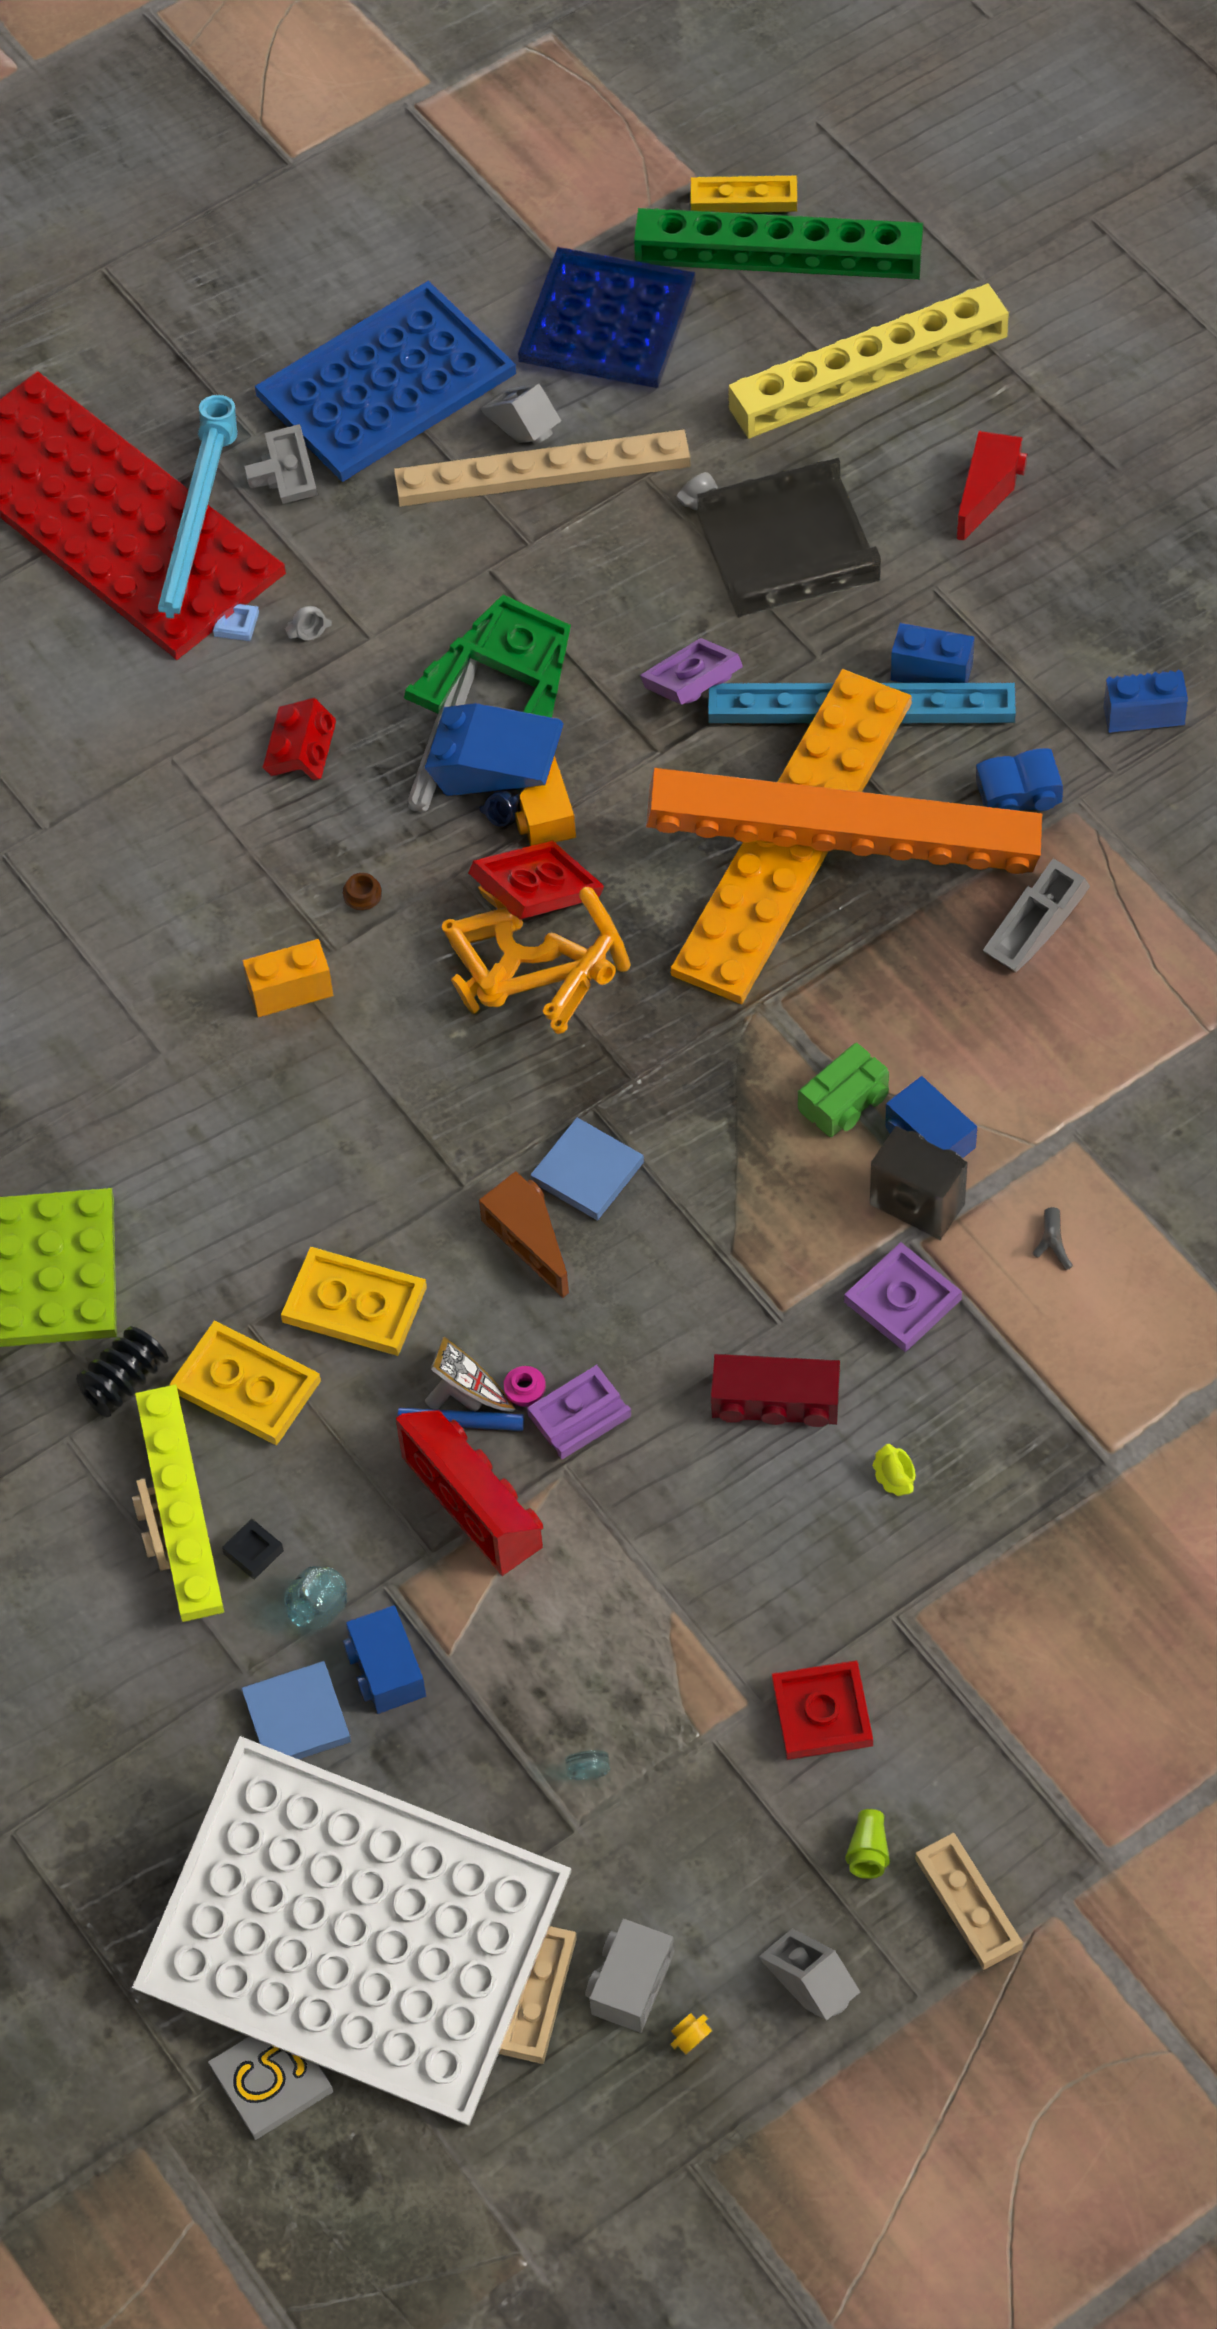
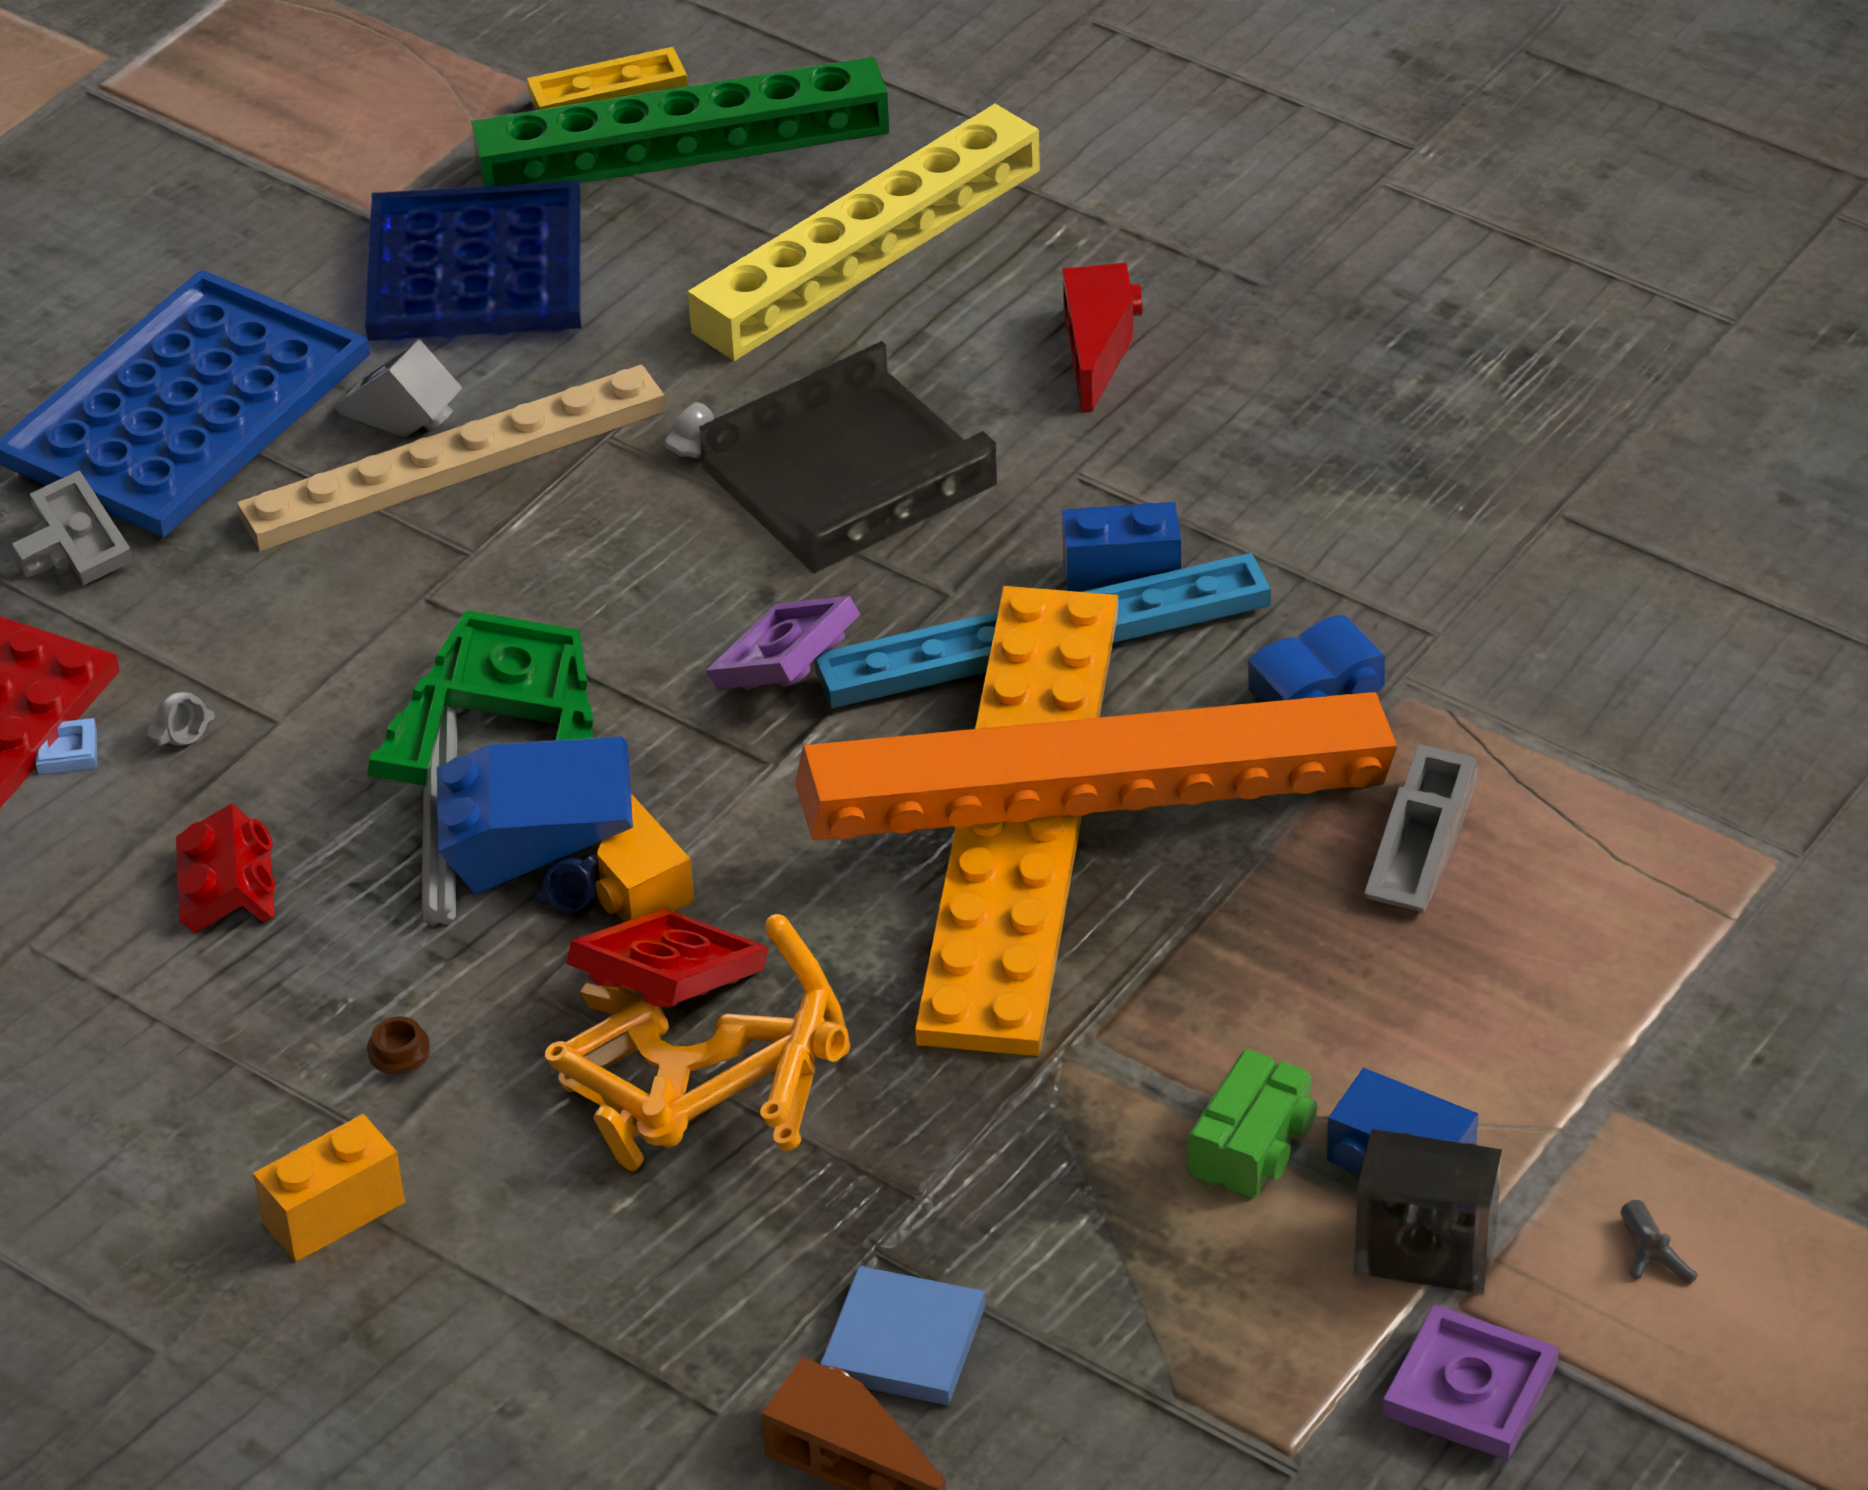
camera: 20 degrees left, 15 degrees down
(1145, 701) = (1445, 531): blue brick -> none

